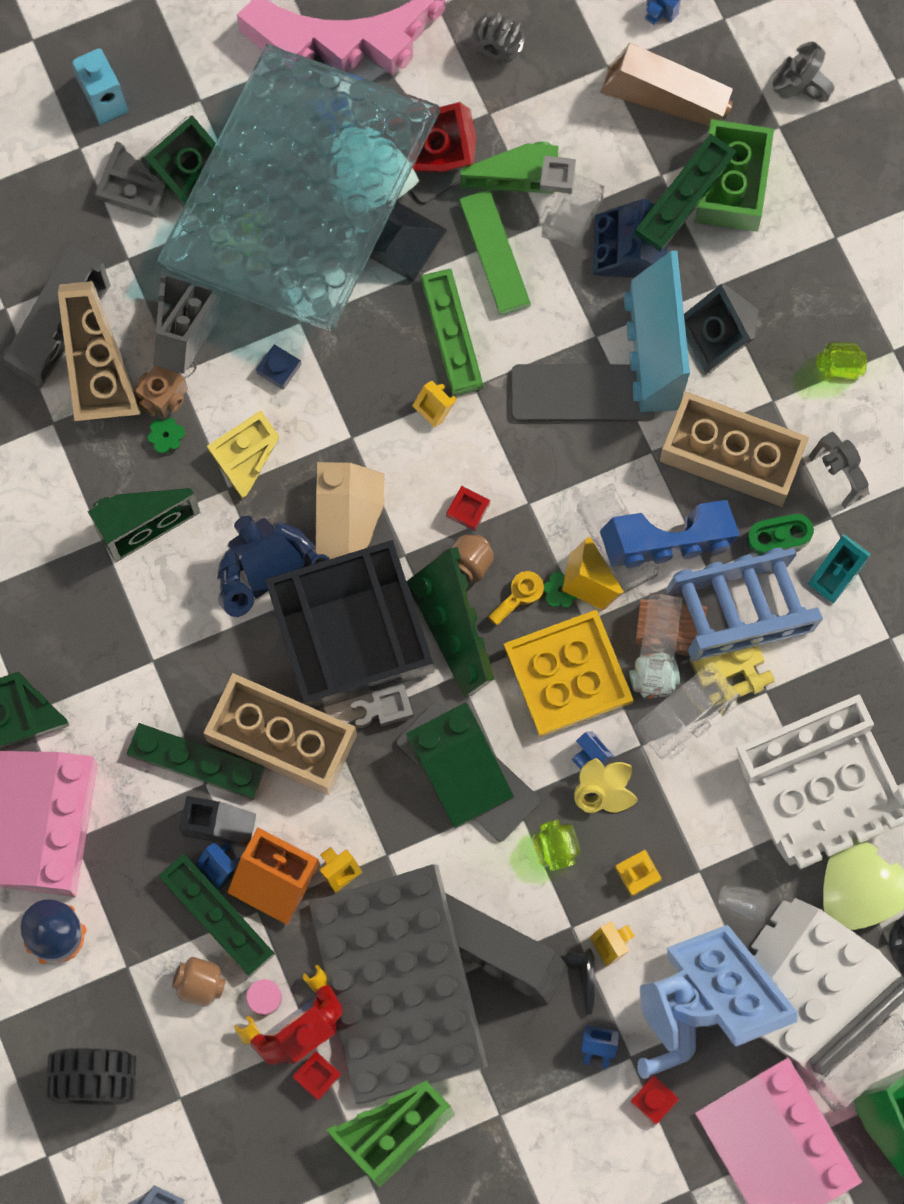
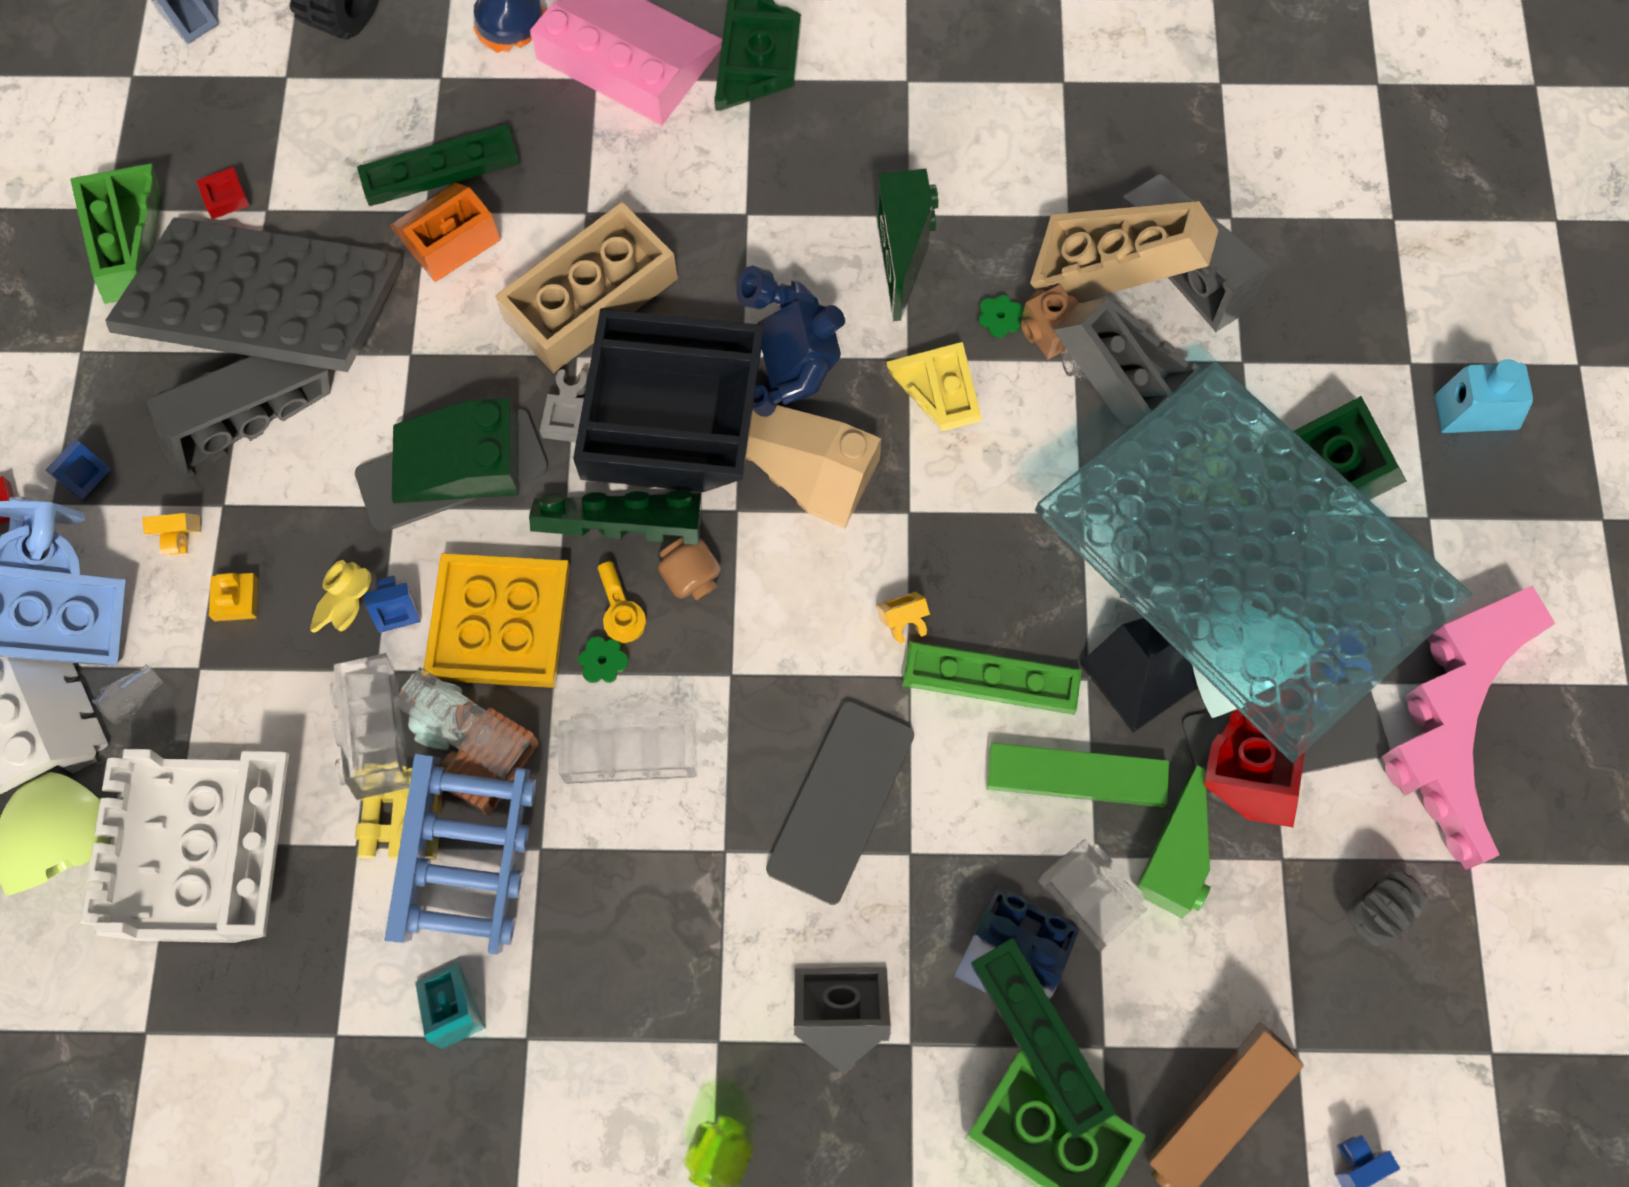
camera: 115 degrees right, 5 degrees down
(130, 184) = (1337, 382): dark grey wing -> none
(195, 761) = (636, 188): dark green plate -> none
(198, 981) = (379, 121): medium nougat head -> none
(217, 822) = (530, 192): black slope -> none
(217, 865) = (488, 182): blue tile -> none
(264, 997) = (332, 180): bright pink tile -> none
(278, 366) = (1032, 465): dark blue plate -> none
(299, 1031) = (268, 186): red torso -> none
(339, 868) = (417, 292): yellow tile -> none
(468, 508) = (753, 595): red plate -> none
(556, 845) = (309, 517): clear neon green head -> none
(557, 174) = (1143, 882): light grey plate -> none
(587, 964) = (160, 494): black bar -> none
(590, 577) = (598, 691): yellow slope -> none
(634, 540) = (580, 856): blue arch -> none
(658, 336) = (857, 911): medium azure slope -> none
(733, 449) = (665, 943): tan brick -> none
(779, 534) = (531, 955): green plate -> none
(846, 458) = (566, 1068): dark grey piece -> none

